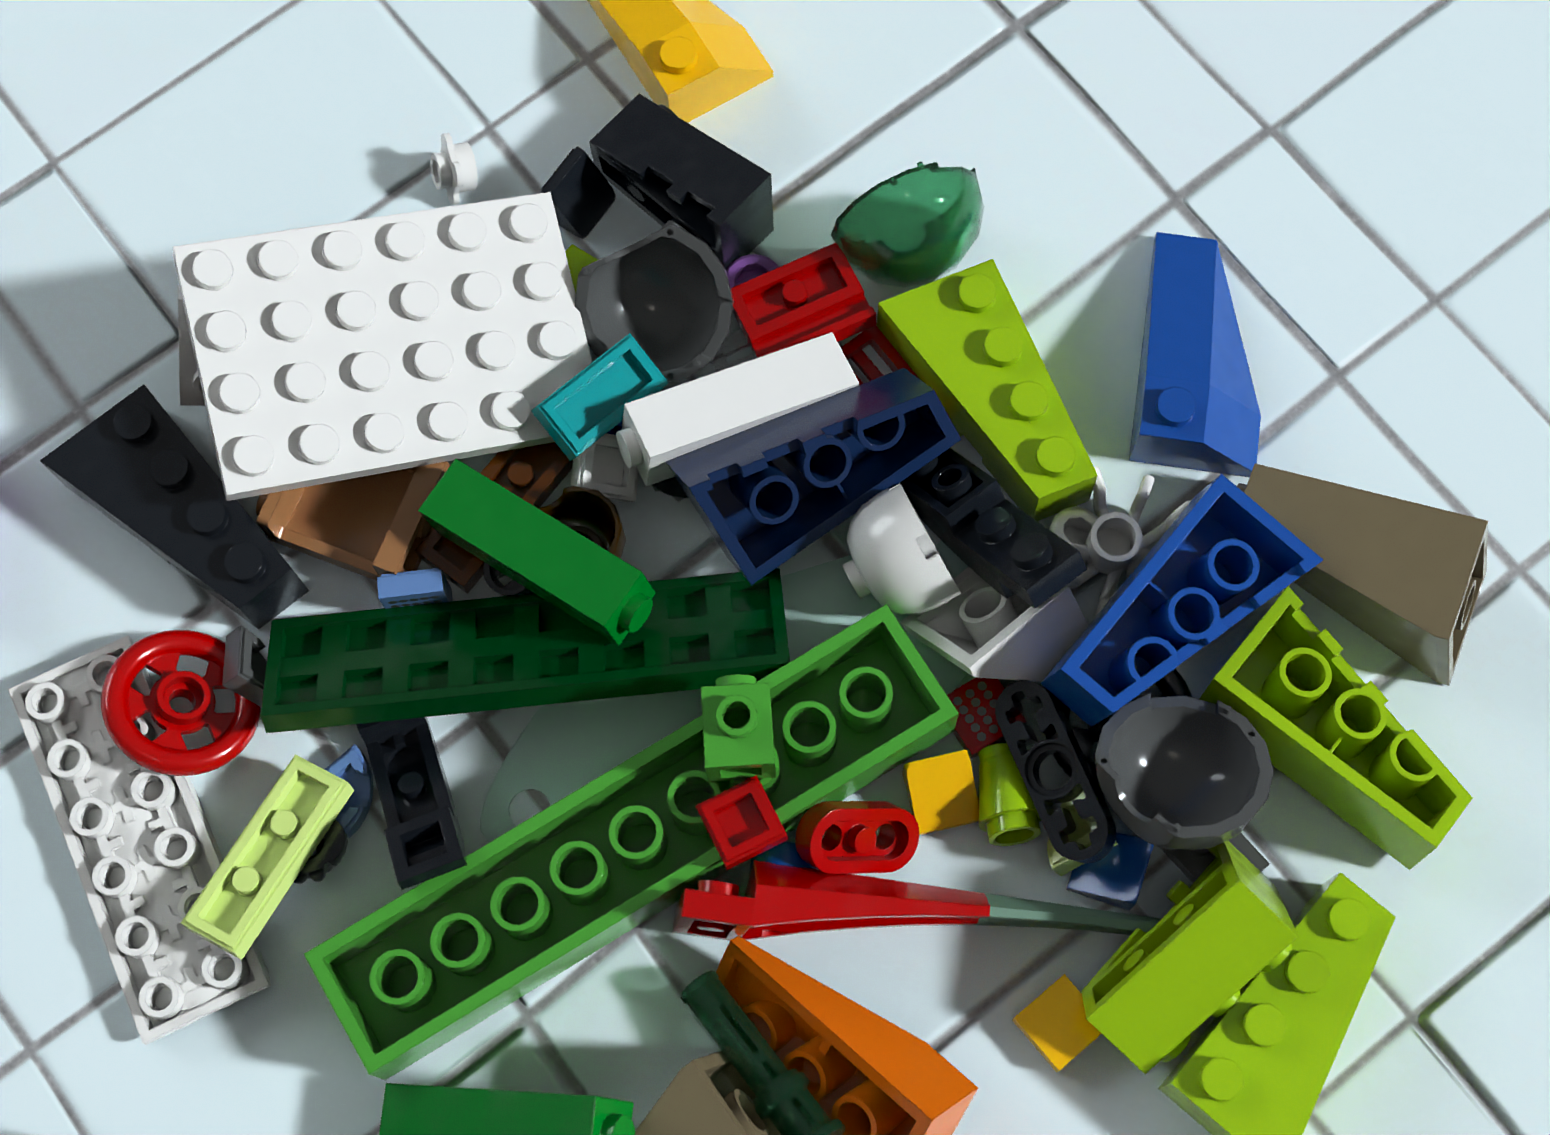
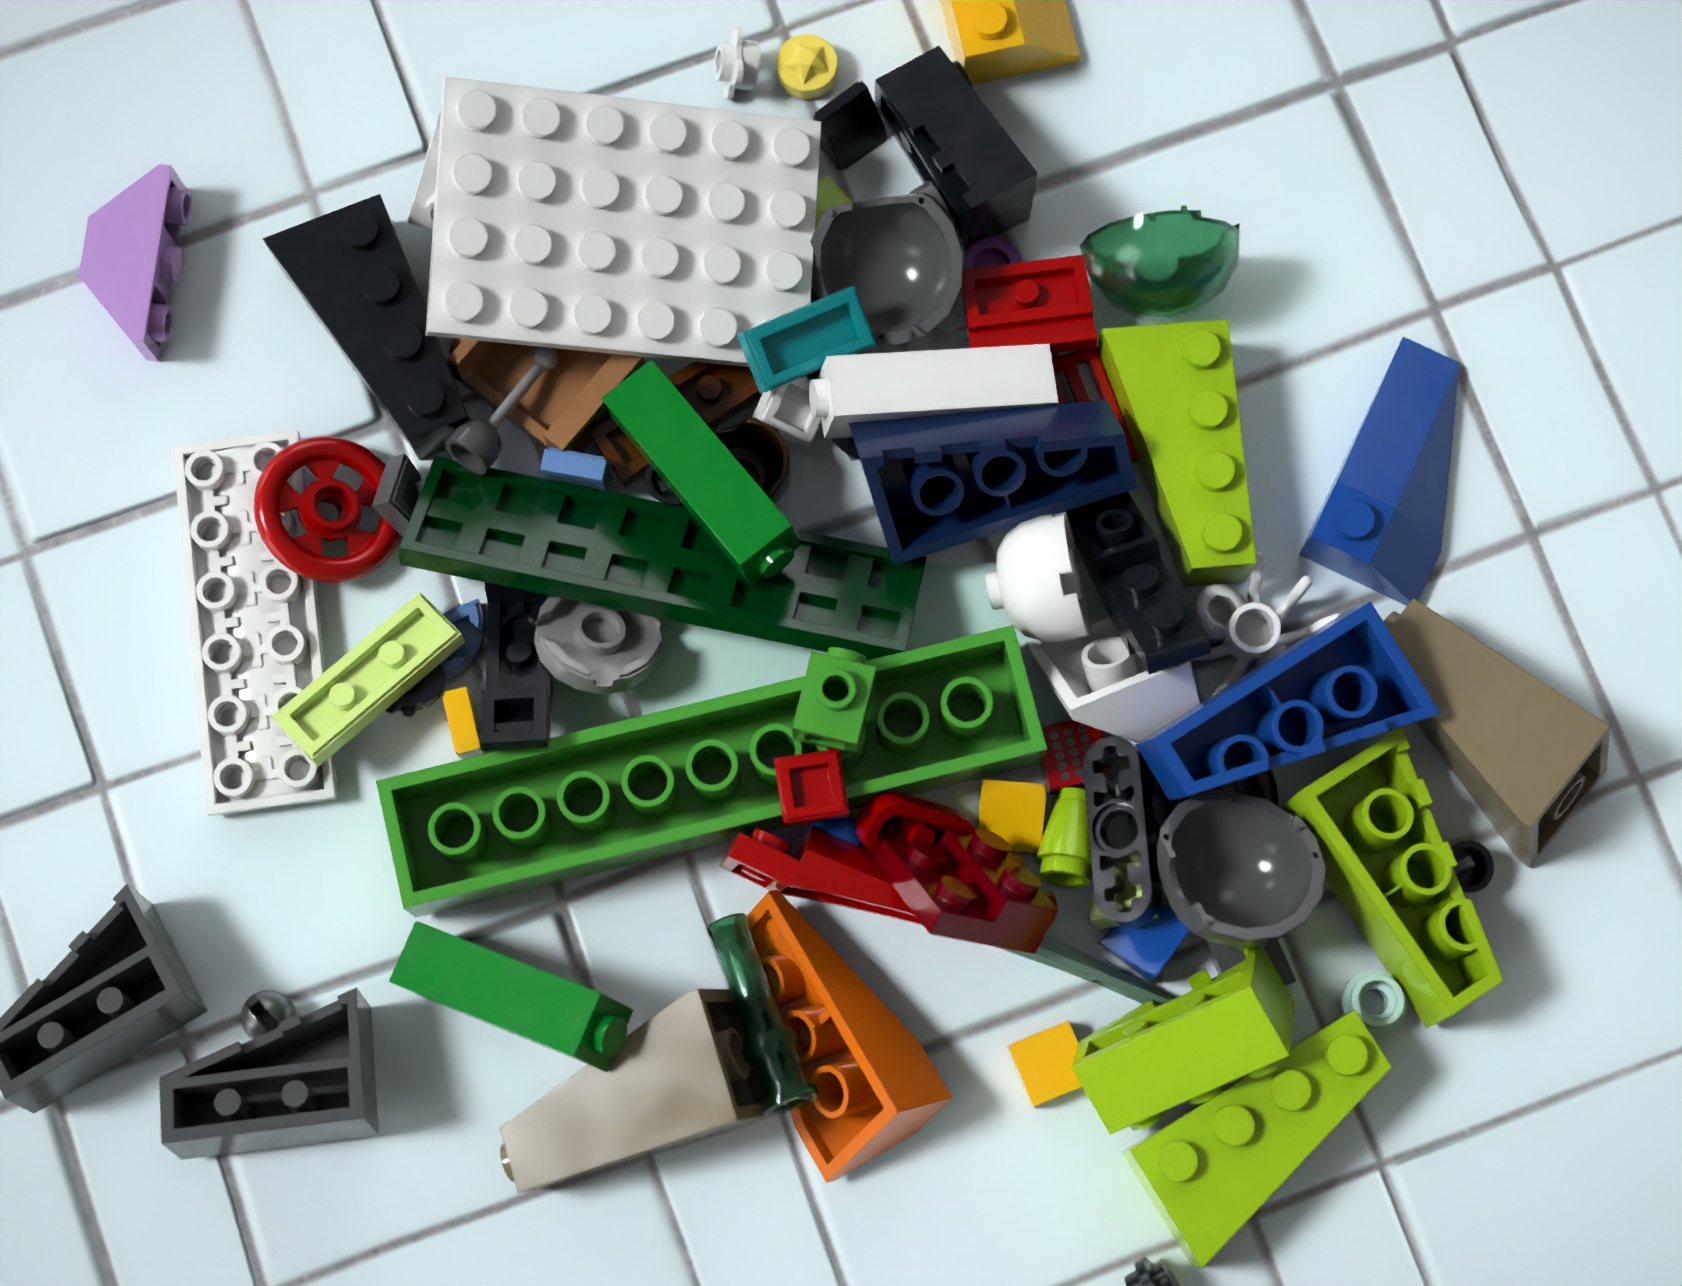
camera: 15 degrees right, 5 degrees up
(308, 591) = (477, 440): none -> dark grey hinge
(375, 868) = (463, 722): none -> yellow tile
(485, 751) = (596, 645): none -> light grey tile
(520, 153) = (806, 66): none -> light yellow tile
(929, 873) = (970, 889): none -> dark red plate
(1366, 849) = (1383, 983): none -> light aqua plate
(1407, 704) = (1478, 875): none -> black hinge

